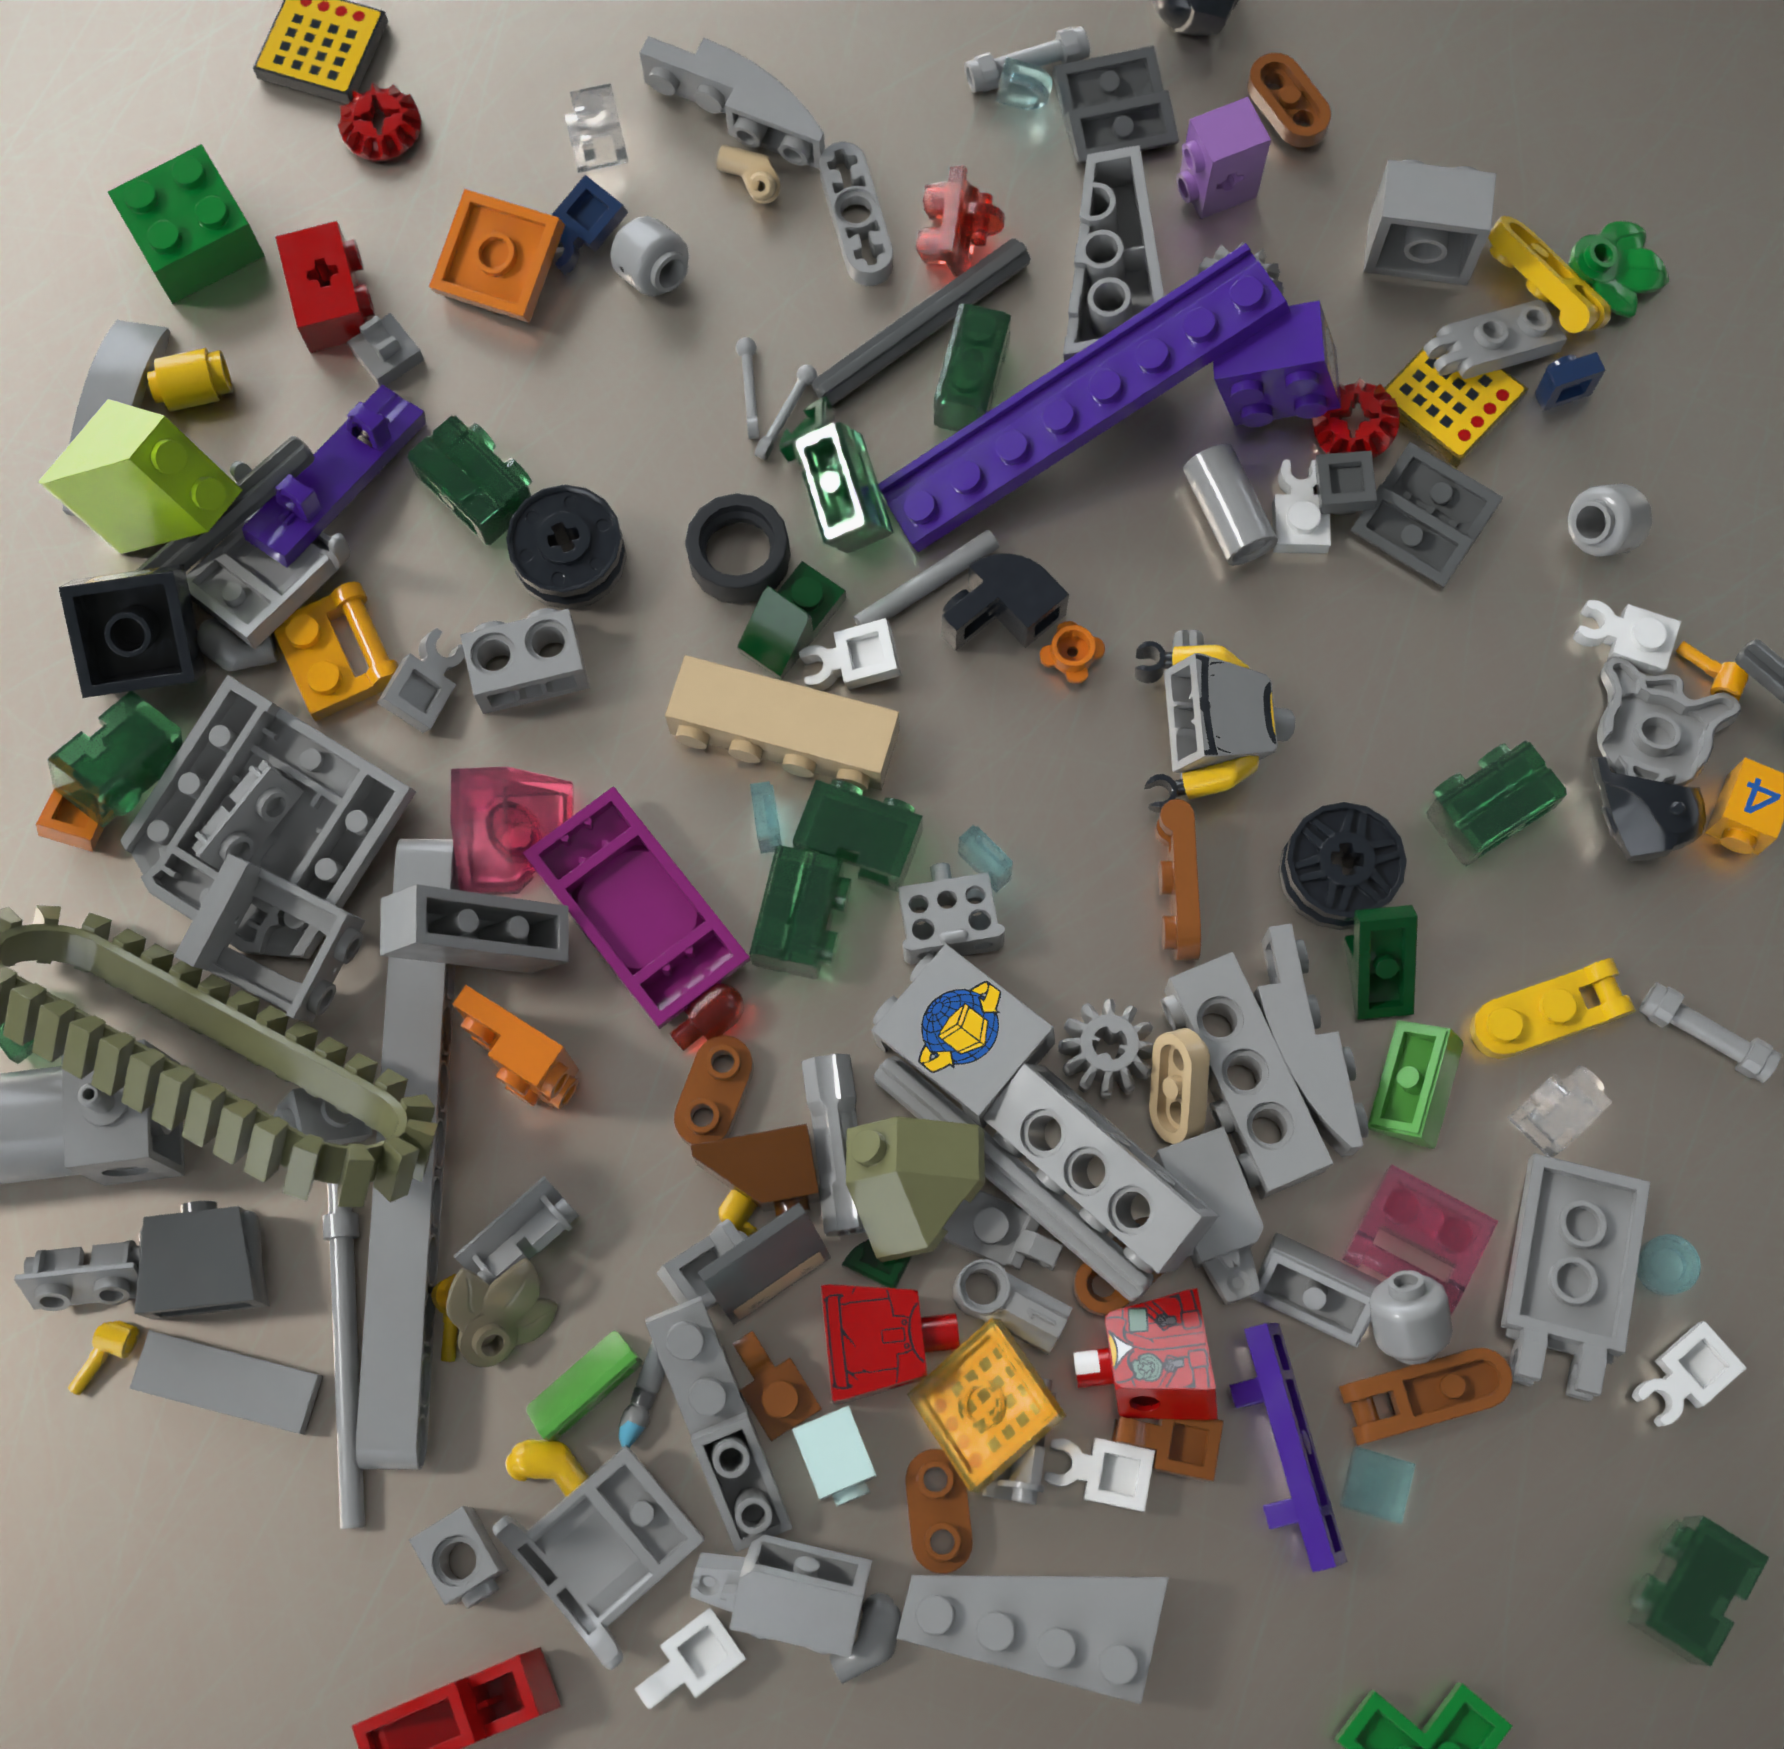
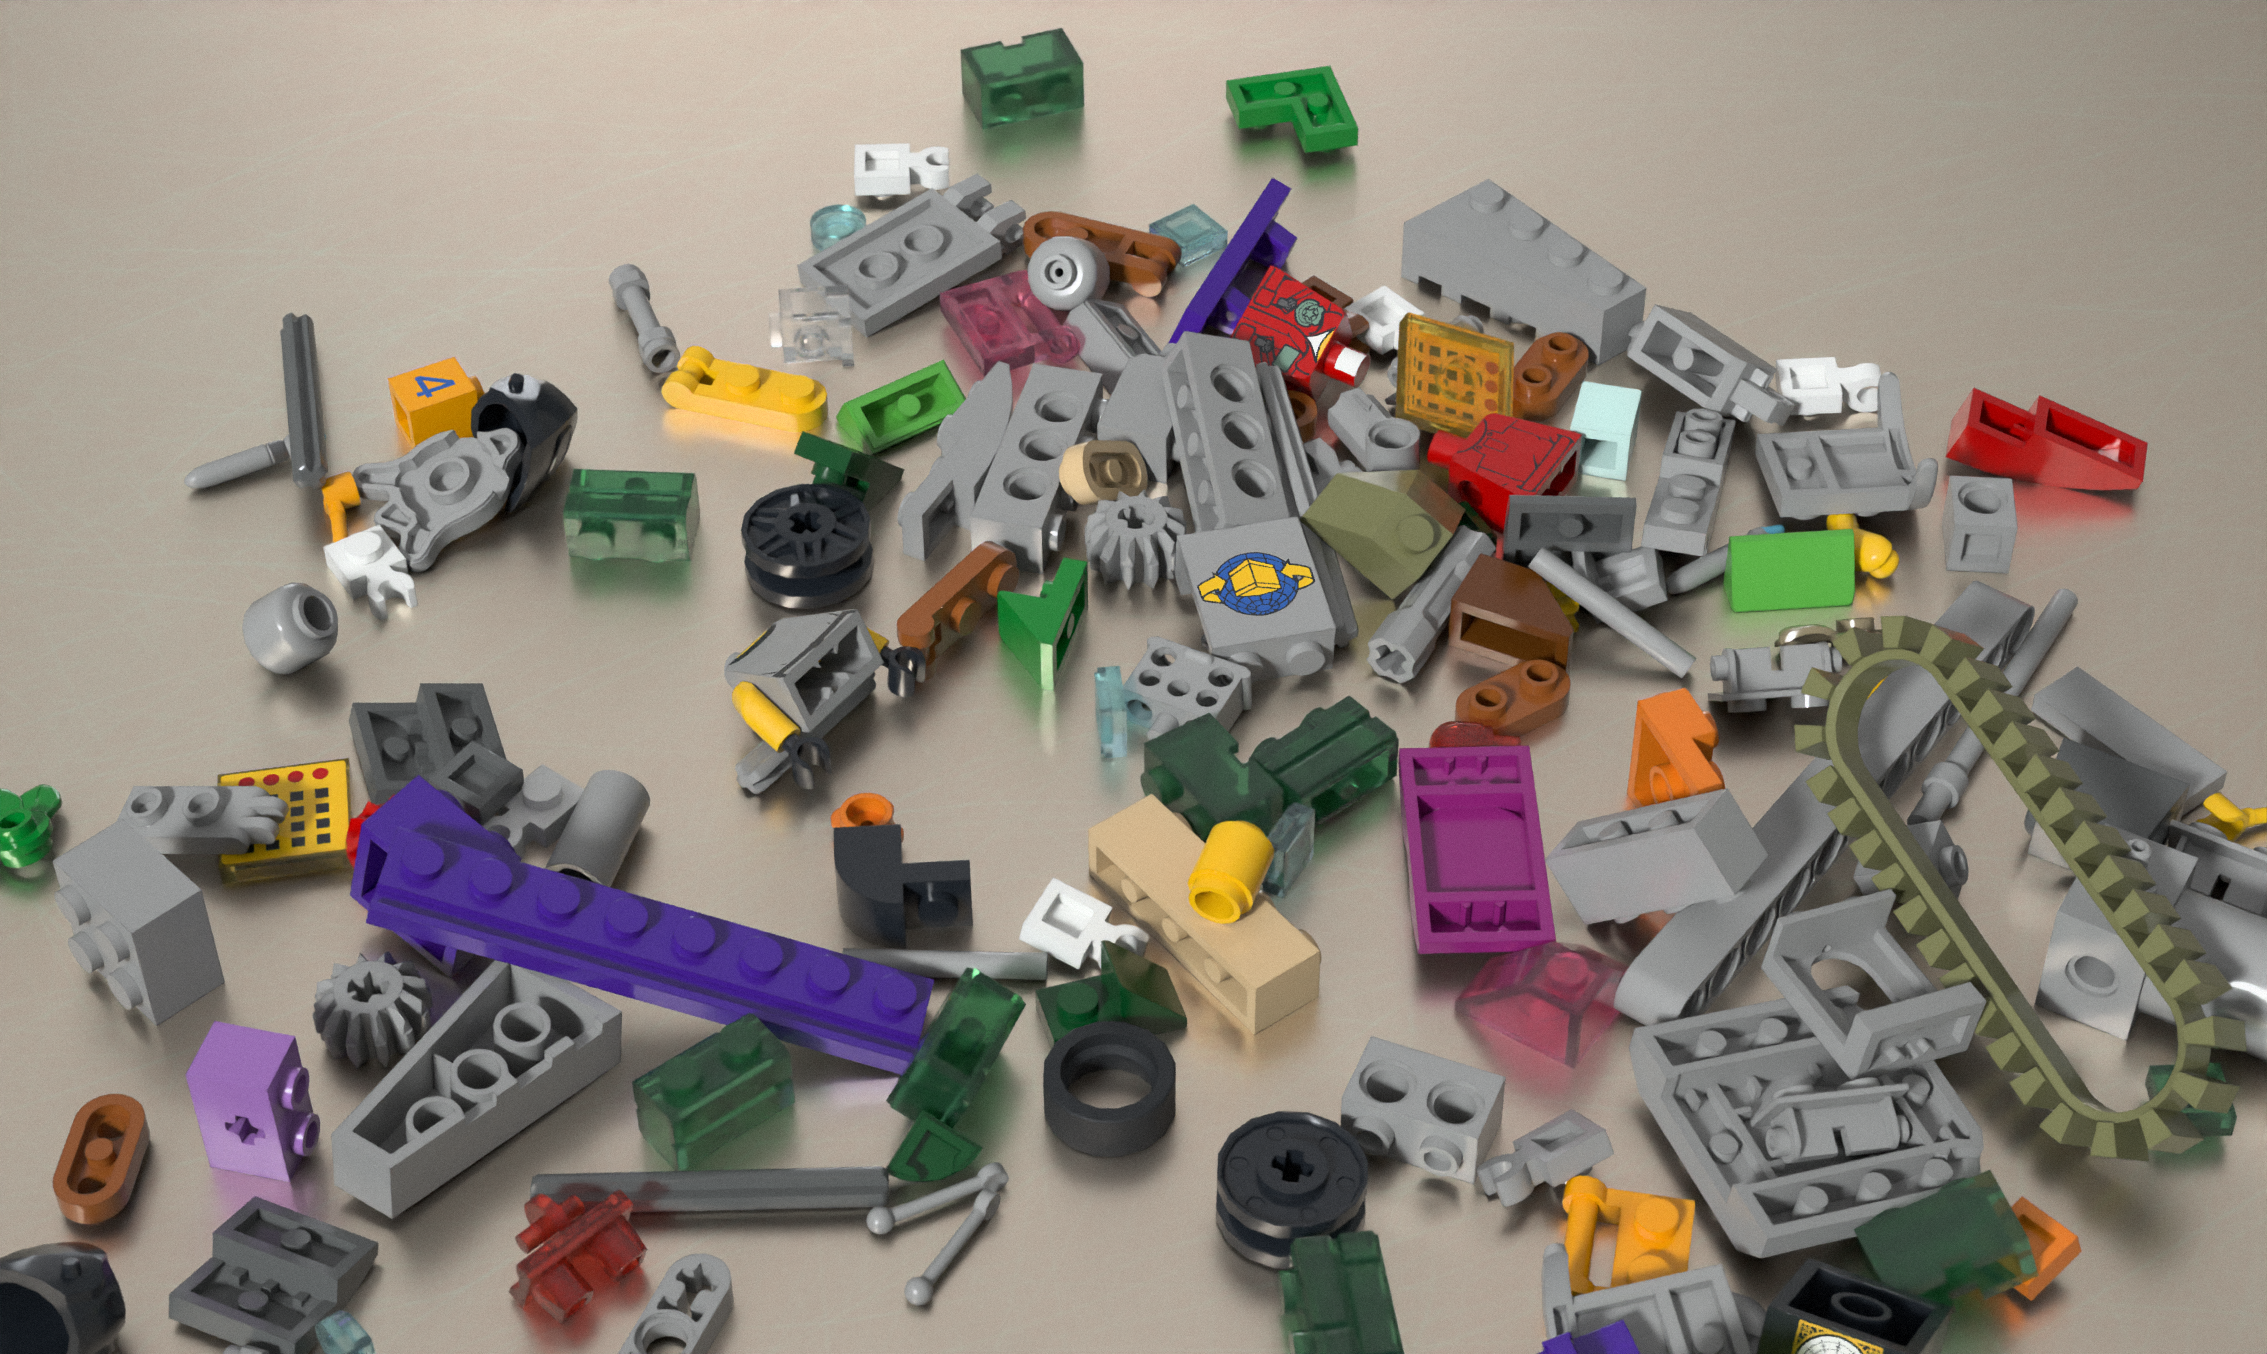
camera: 145 degrees left, 30 degrees down
(685, 1214) = (1612, 612): none -> light grey bar
(760, 715) = (1229, 871): none -> yellow brick
(777, 1393) = (1624, 481): dark orange plate -> none
(1095, 900) = (1045, 627): none -> green slope
(1548, 276) = (80, 813): yellow plate -> none
(1569, 380) = (178, 752): dark blue plate -> none

